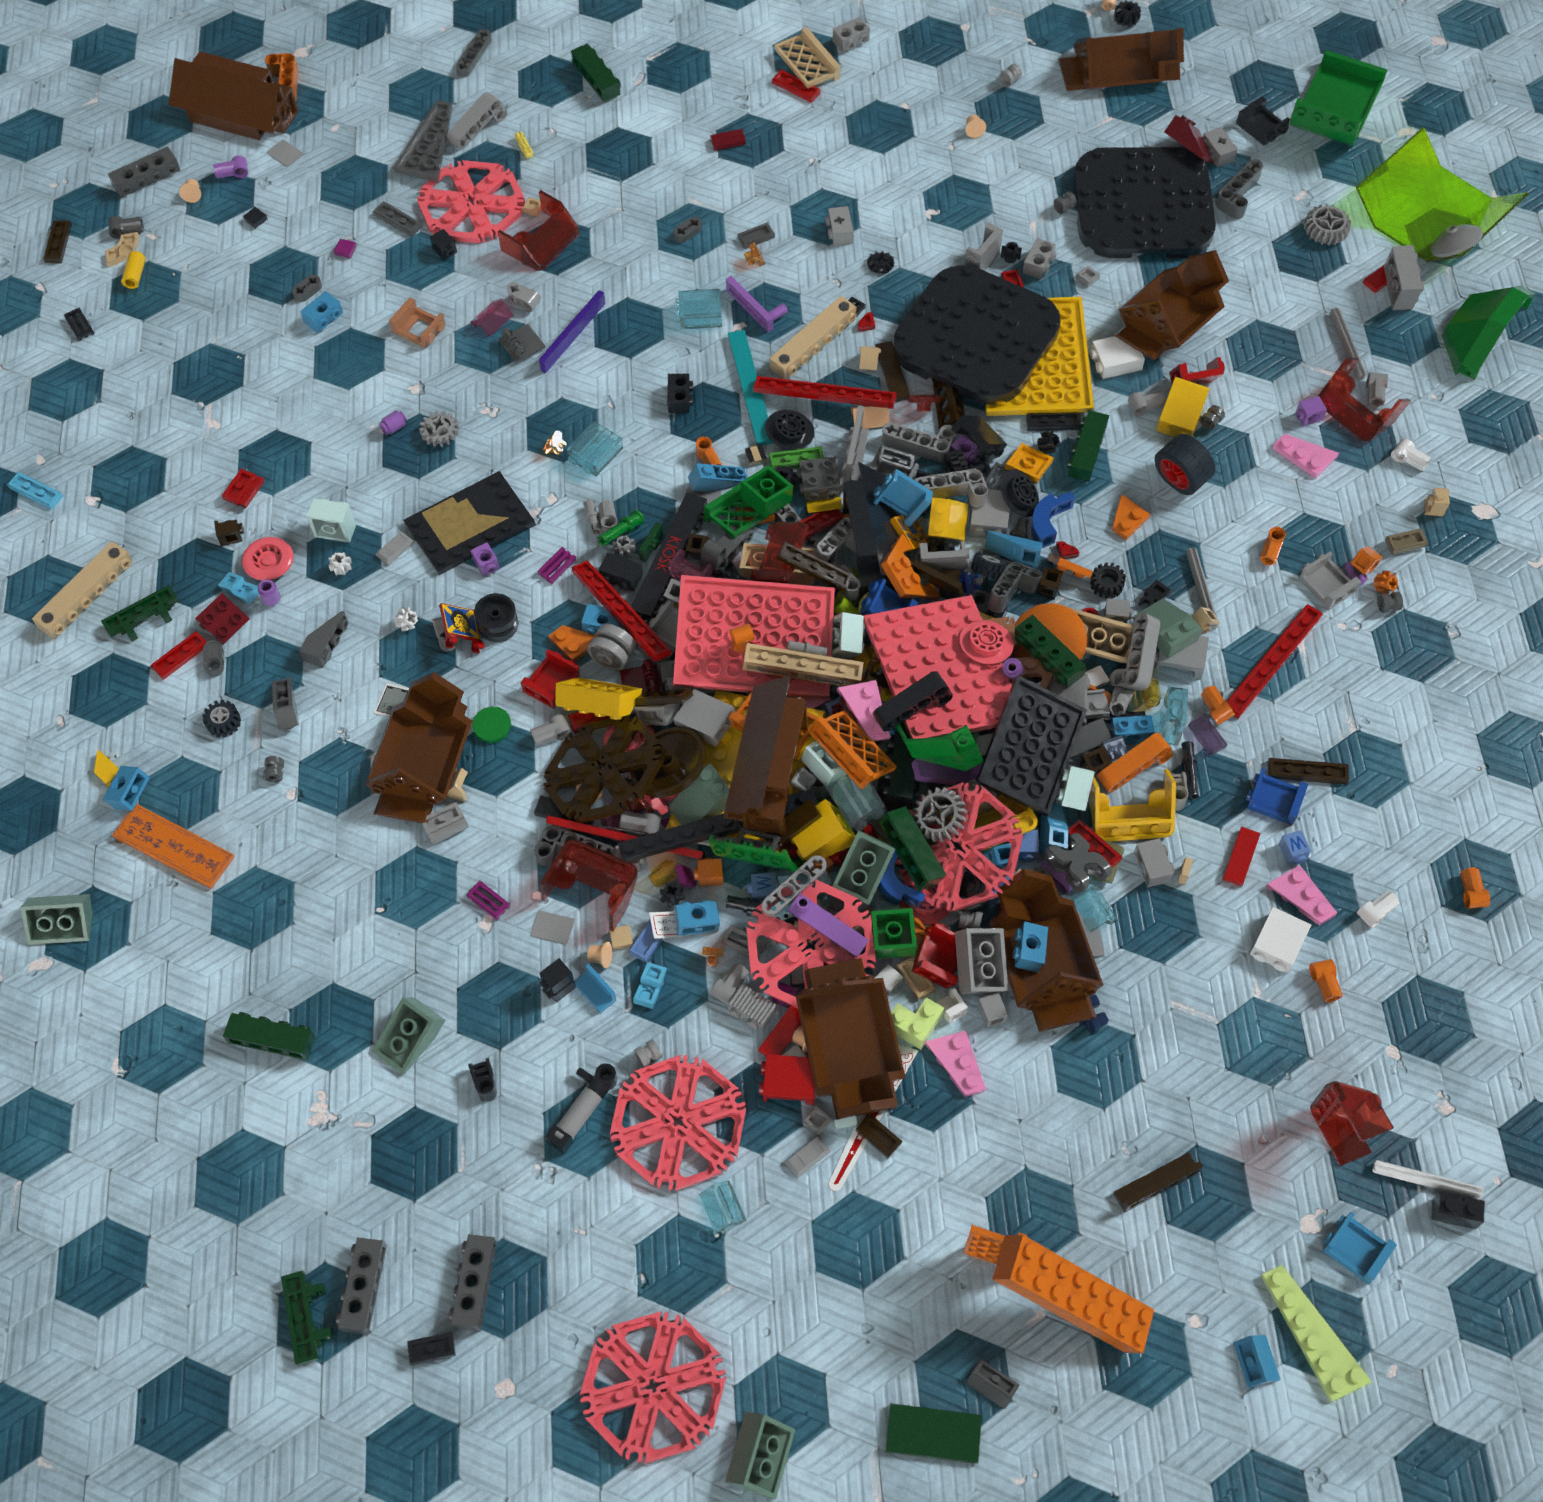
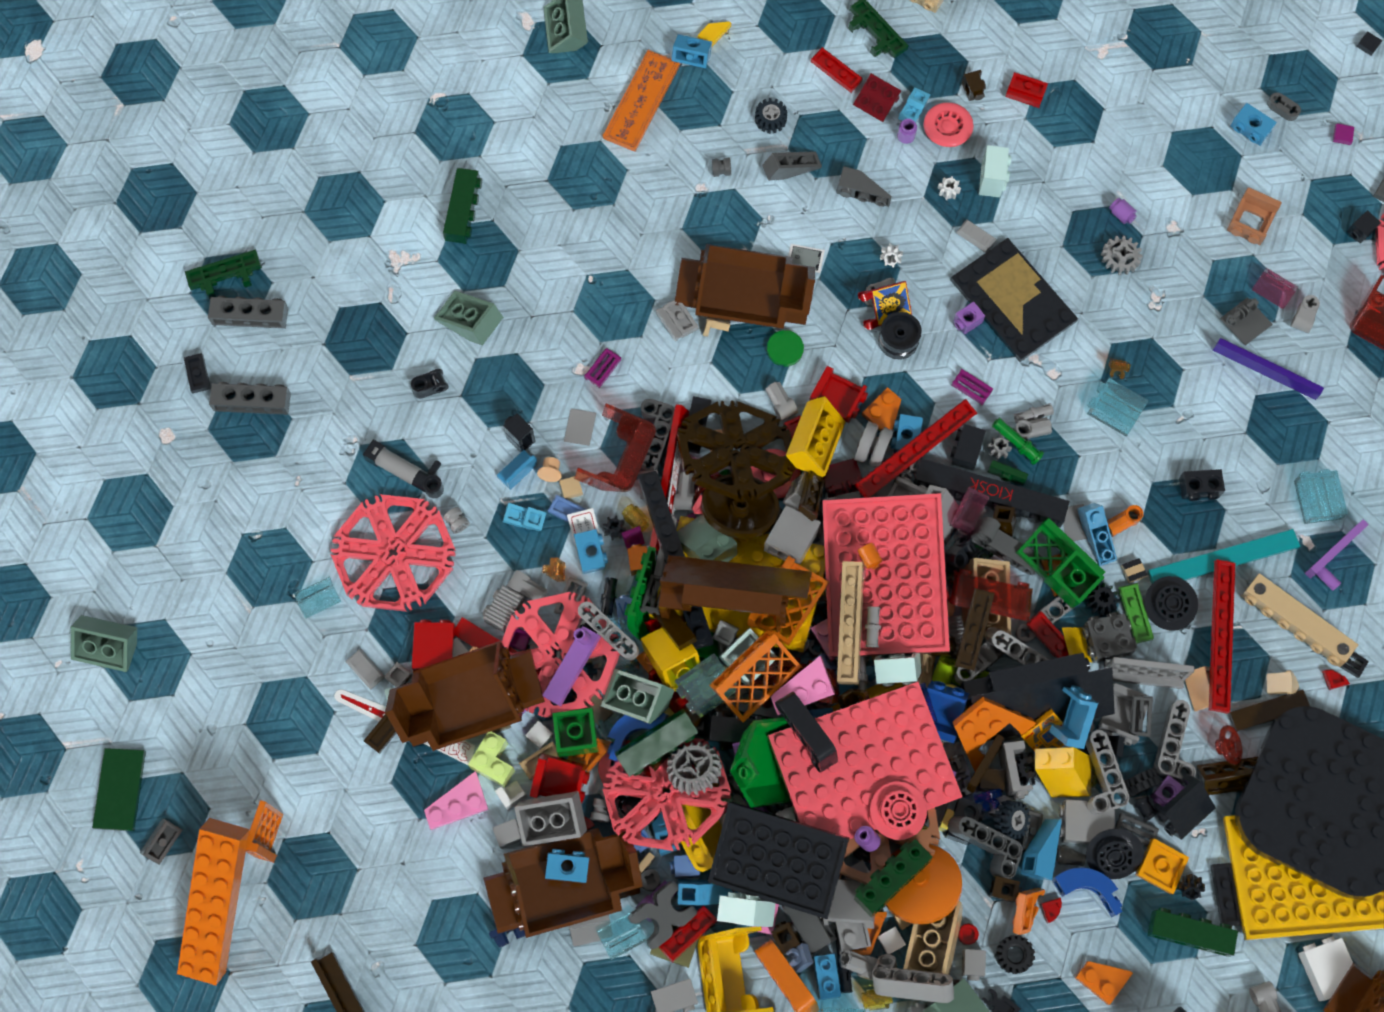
camera: 85 degrees right, 10 degrees up
(213, 653) = (839, 98): dark grey piece -> none
(638, 1371) = (145, 549): coral plate -> none

